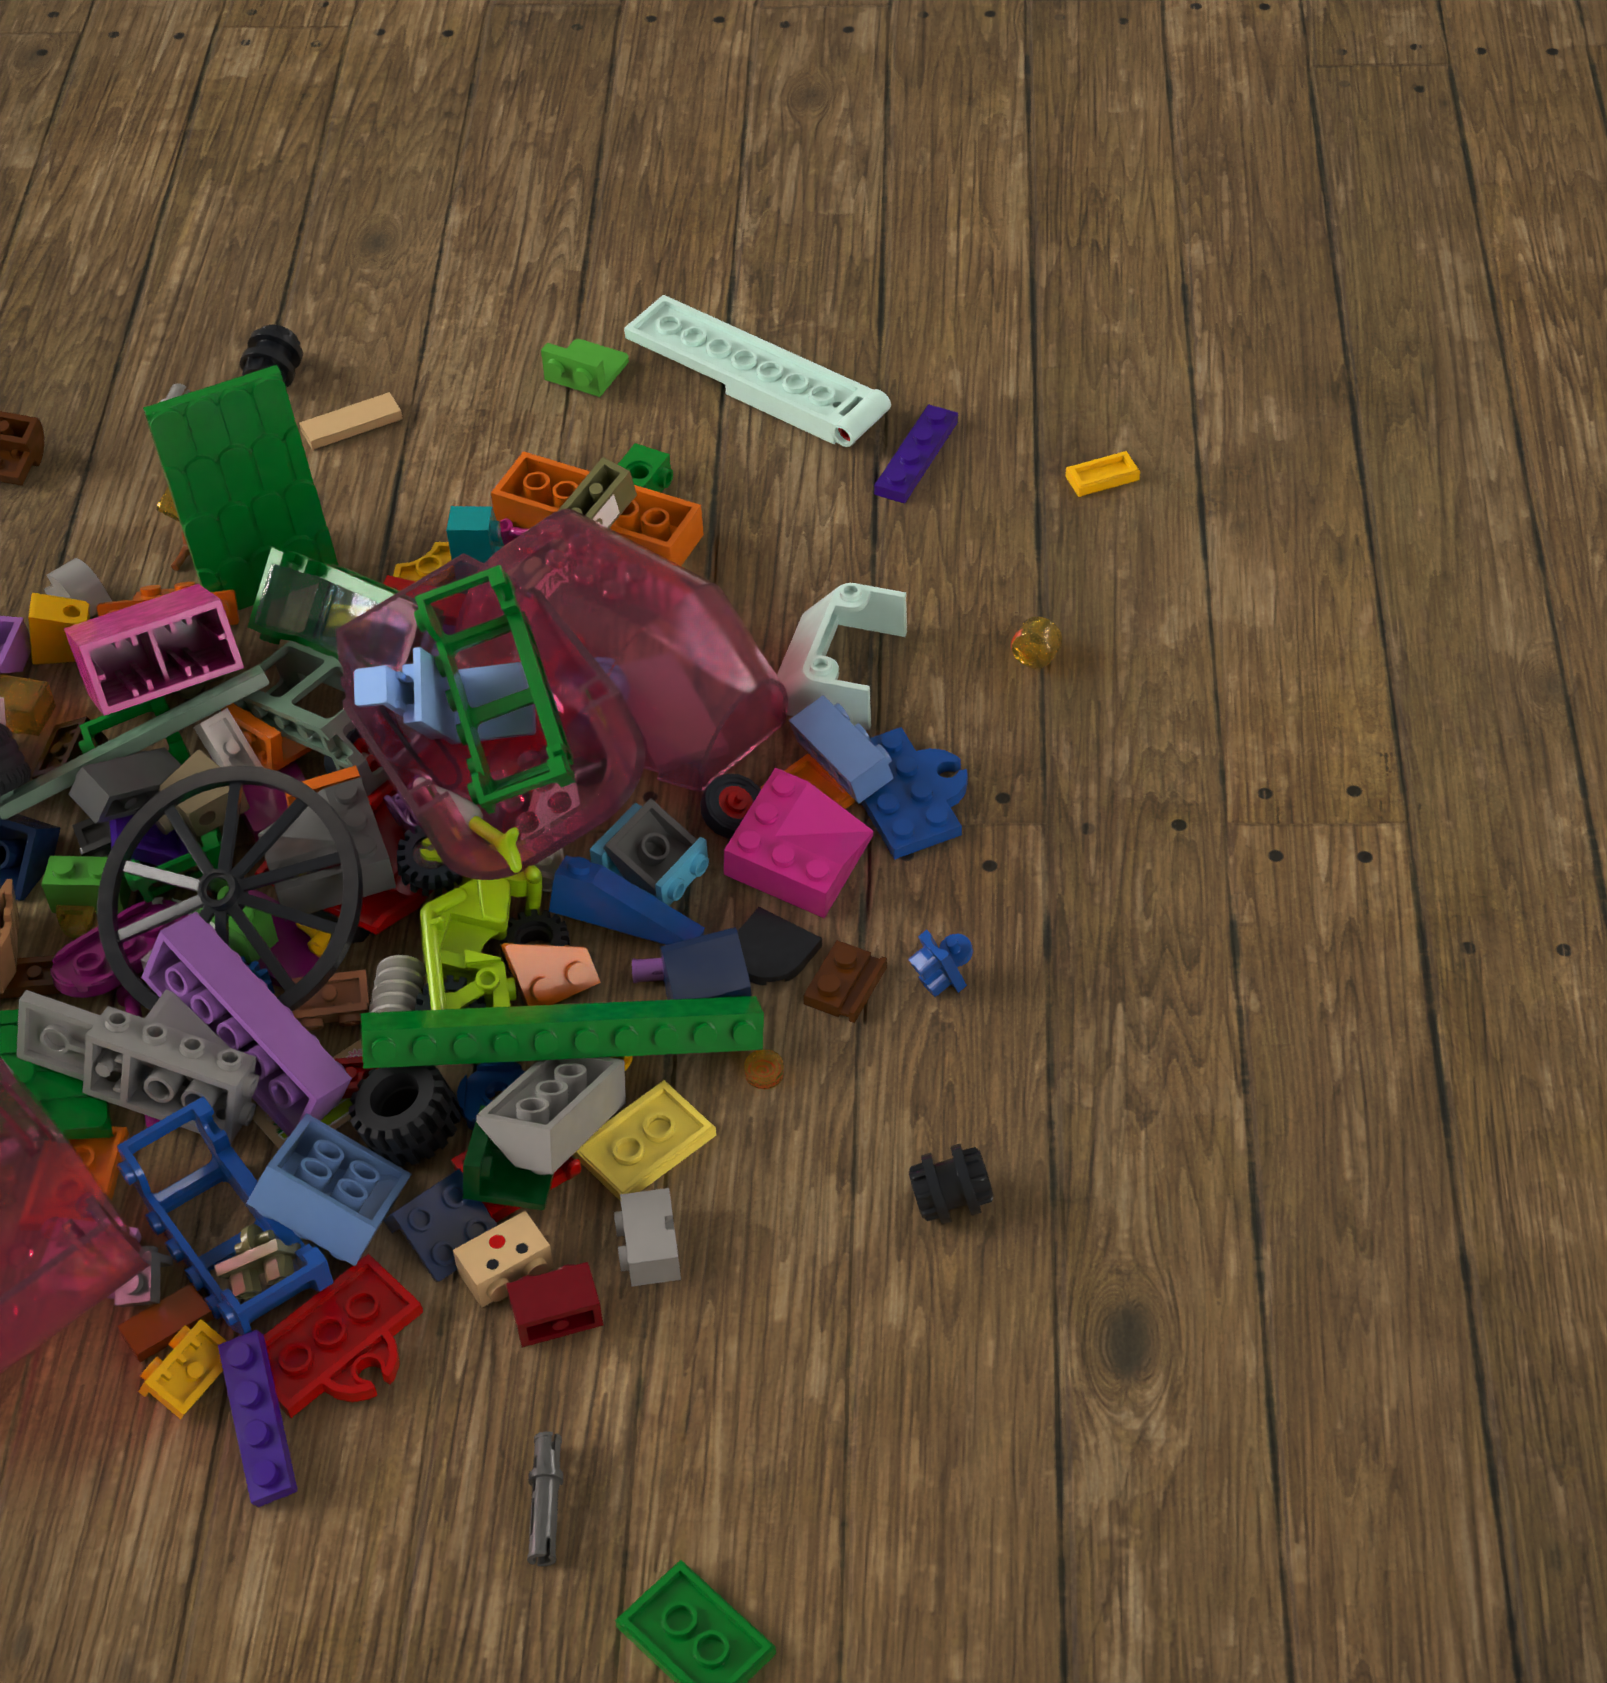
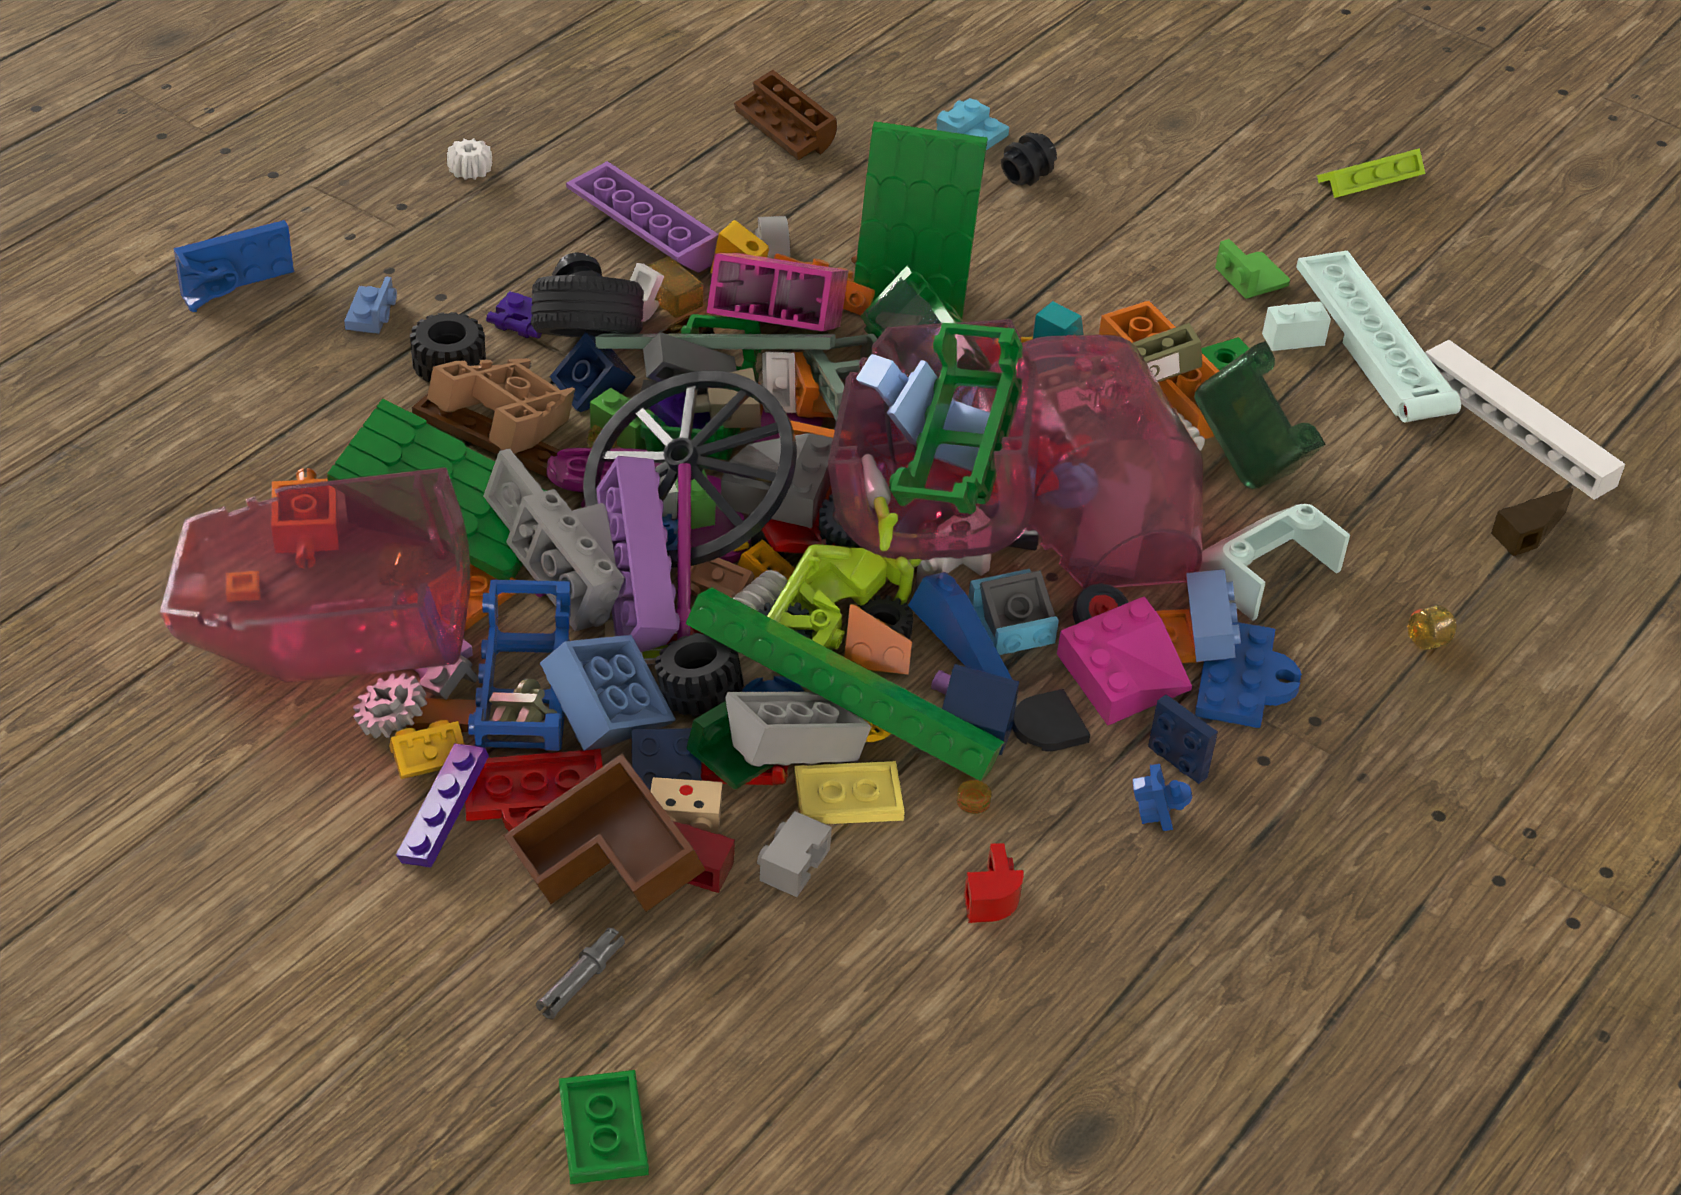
camera: 30 degrees right, 5 degrees down
(107, 1348) = (390, 705): none -> light grey gear
(175, 354) = (972, 119): none -> medium azure plate
(293, 989) = (684, 548): none -> magenta bar
(351, 420) = (1053, 227): tan tile -> none
(371, 943) = (764, 553): none -> light orange slope
(455, 1325) = (601, 823): none -> reddish brown piece
(615, 196) = (1374, 173): none -> lime fence
(674, 401) = (1296, 326): none -> light aqua brick
(727, 525) = (1251, 422): none -> clear green windscreen
(845, 981) = (1084, 774): reddish brown plate -> none
(866, 1148) = (994, 892): none -> red brick
(915, 890) = (1182, 739): none -> dark blue plate
(916, 454) = (1455, 454): dark purple plate -> none
(951, 1184) = (1029, 946): black piece -> none
(956, 384) = (1527, 422): none -> white brick
(1035, 490) = (1529, 523): none -> dark brown slope
(1102, 473) = (1594, 542): yellow tile -> none

